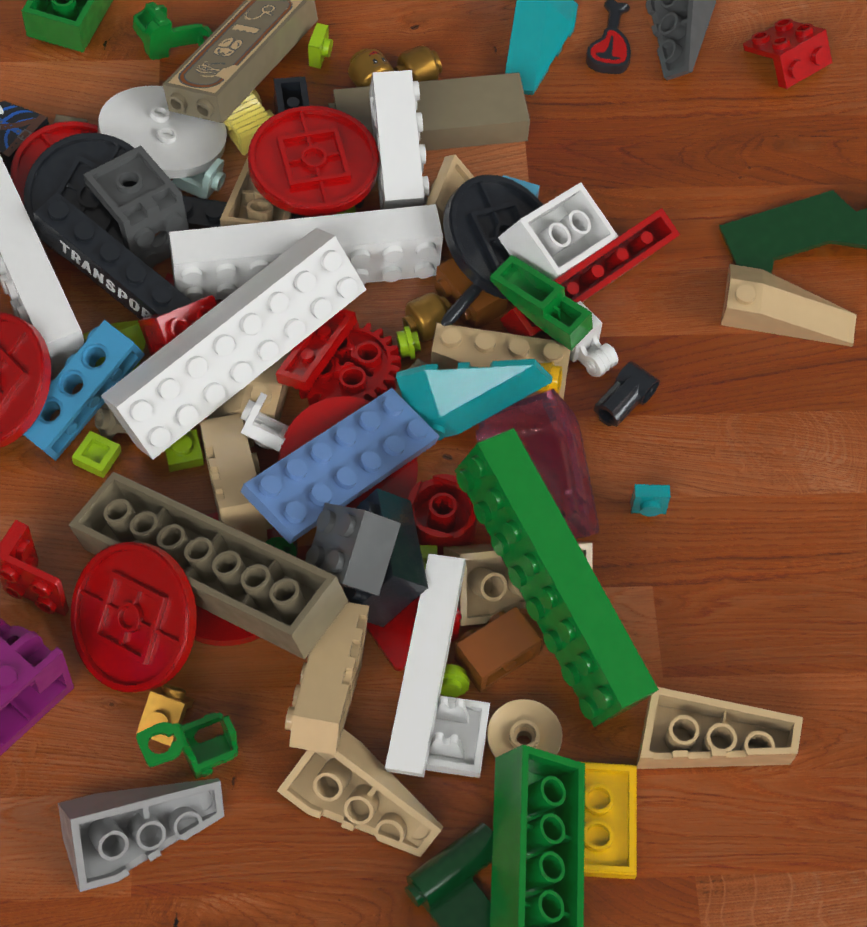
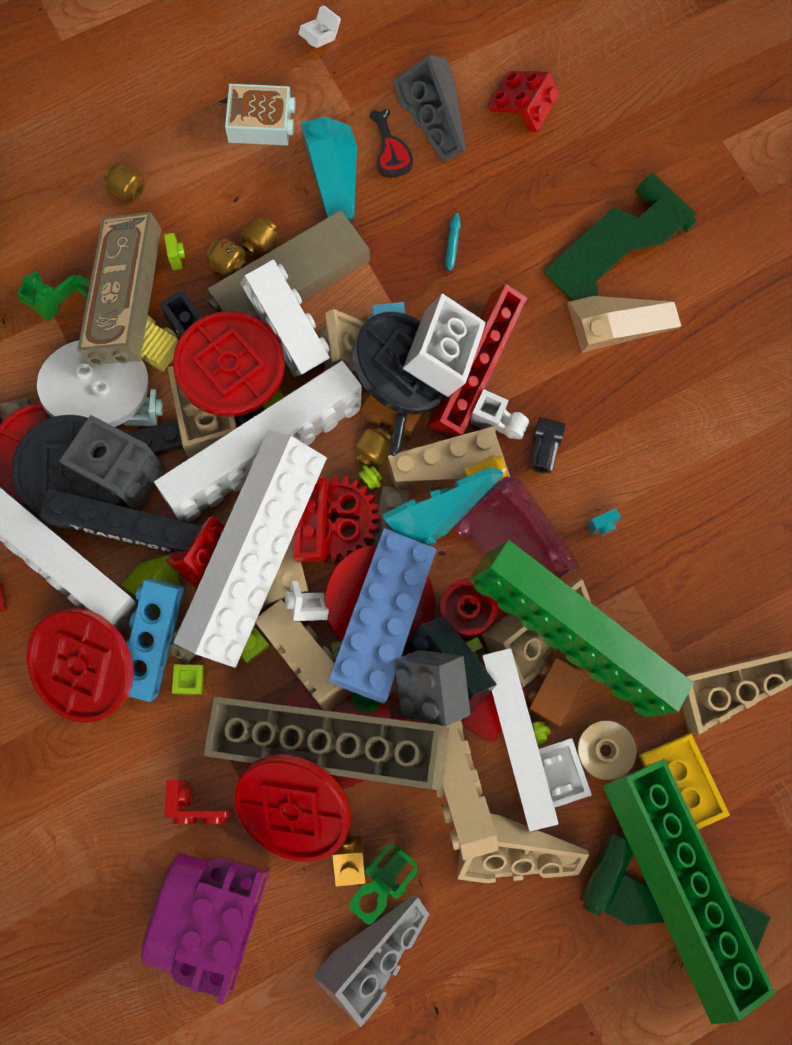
camera: 25 degrees left, 15 degrees up
(543, 302) = (460, 406): green slope -> none
(630, 156) = (454, 225): none -> teal piece

